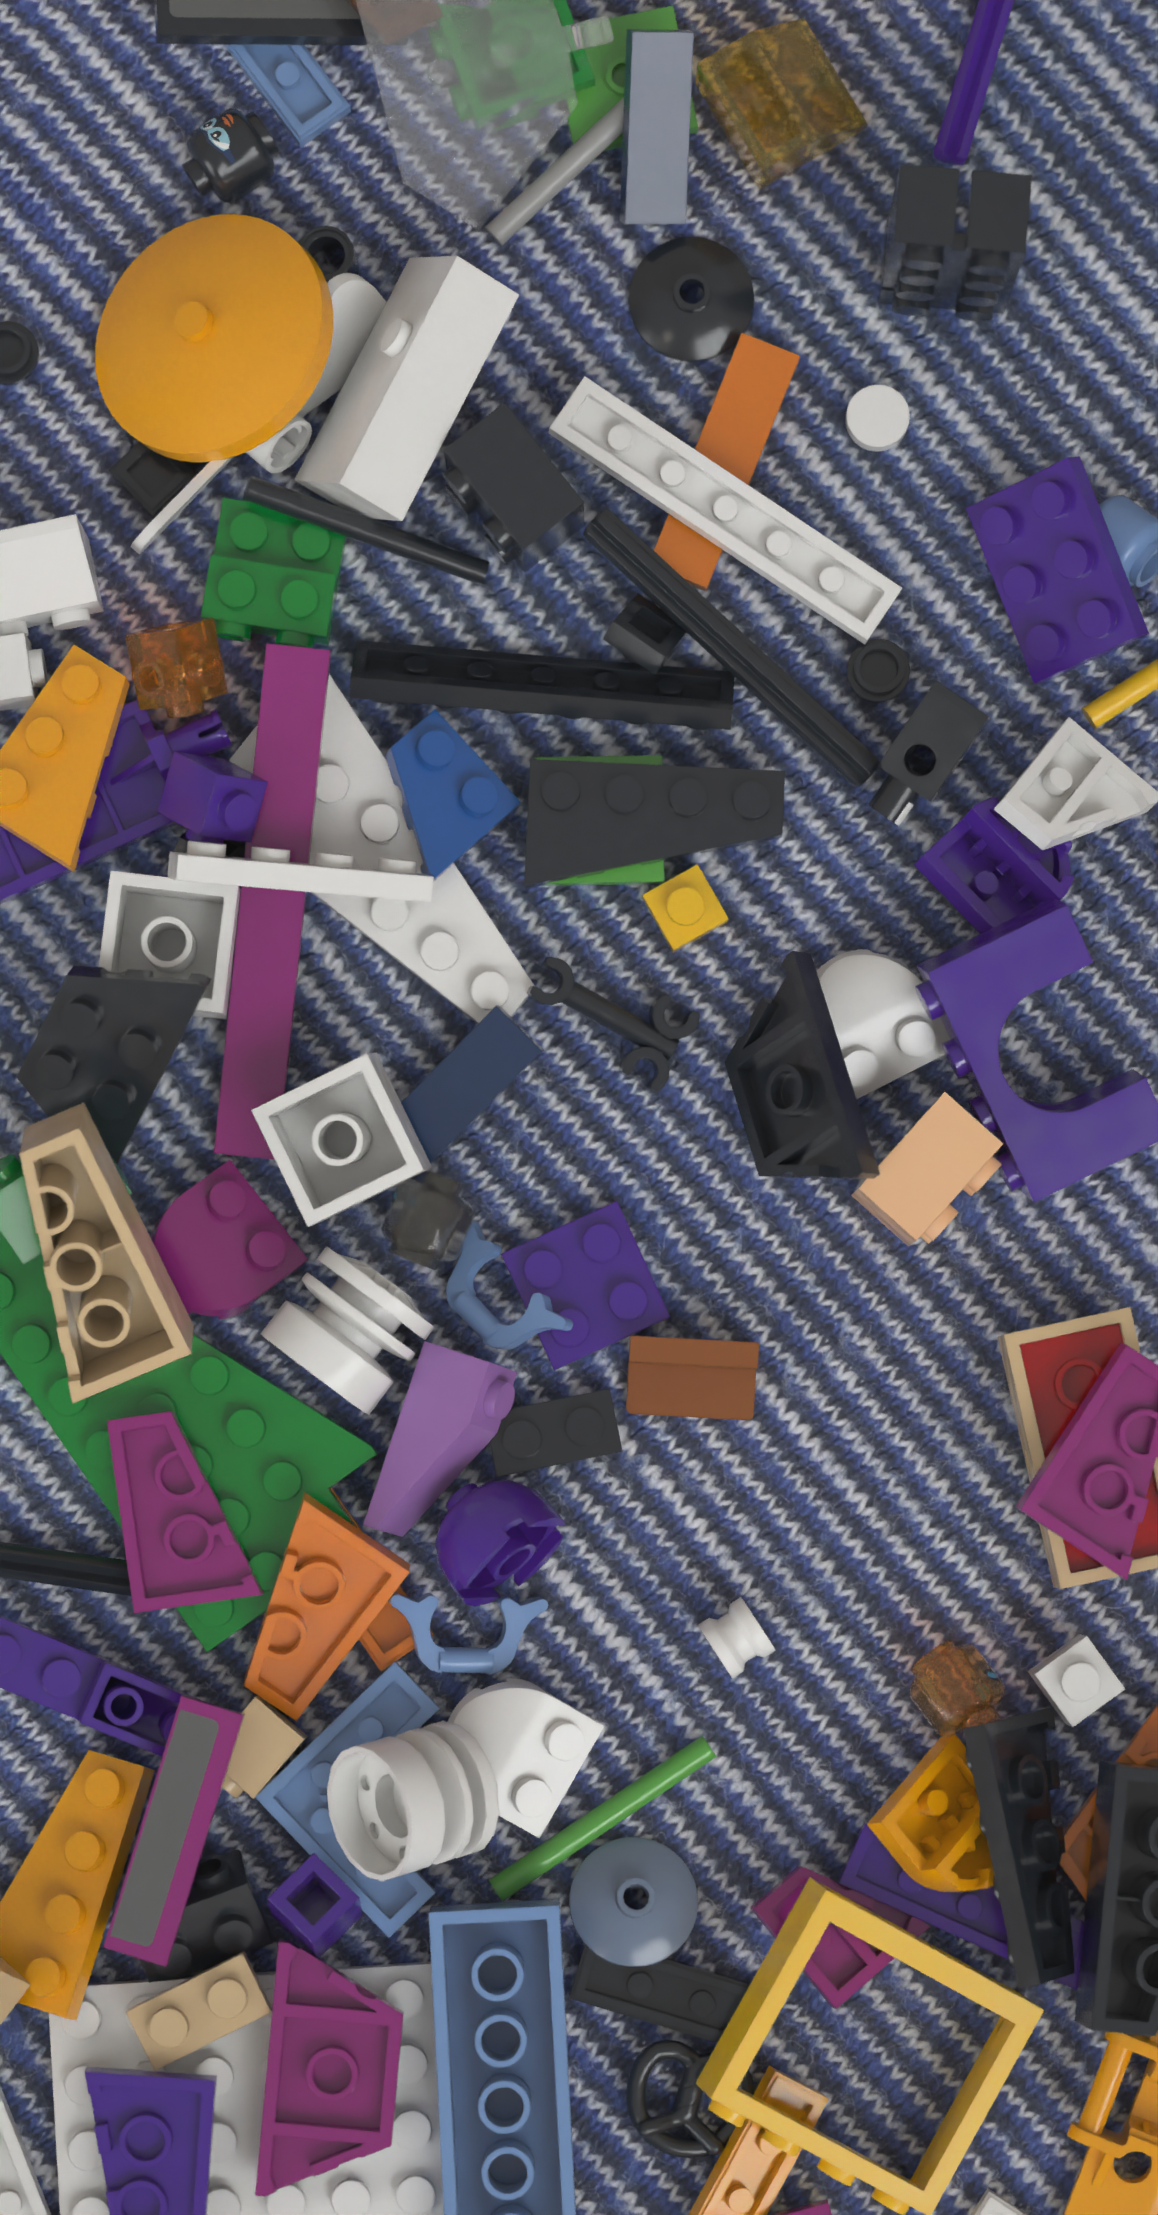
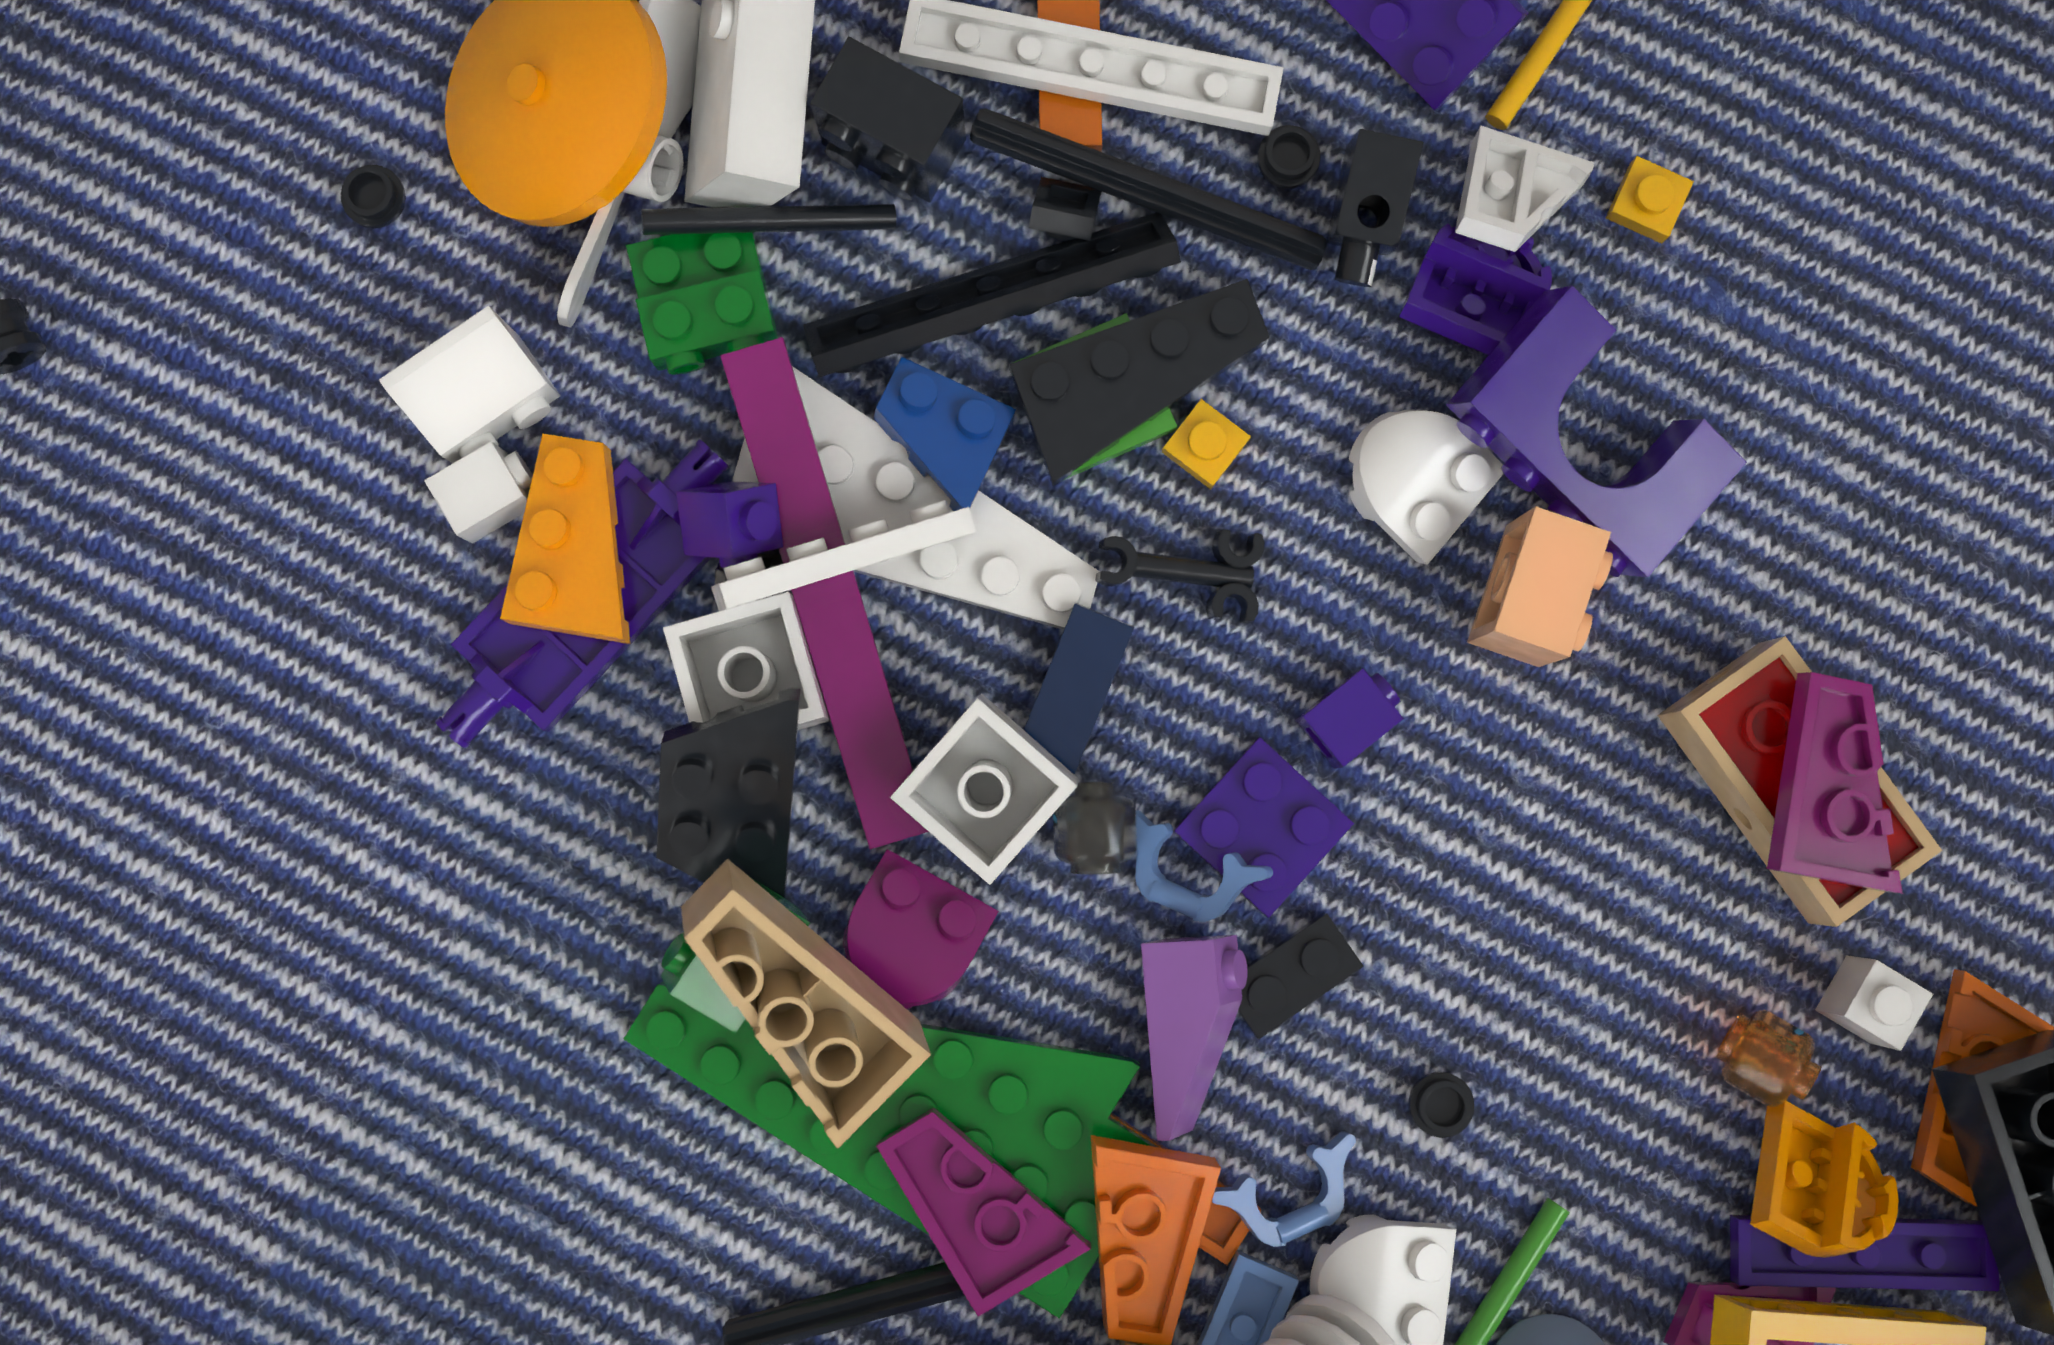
camera: 25 degrees left, 0 degrees up
(152, 477) = (549, 252): black tile -> none
(177, 666) = (647, 414): clear orange brick -> none
(348, 1329) = (1065, 965): white wheel -> none
(492, 1536) = (1281, 1098): dark purple cylinder -> none
(640, 1608) = (1441, 1104): none -> black plate
(692, 1377) = (1396, 870): dark orange panel -> none
(709, 1217) = (1351, 717): none -> dark purple brick
(736, 1637) = (1544, 1095): white wheel -> none
(797, 1085) = (1388, 562): black wing -> none
(1023, 1842) = (1903, 1180): black wing -> none

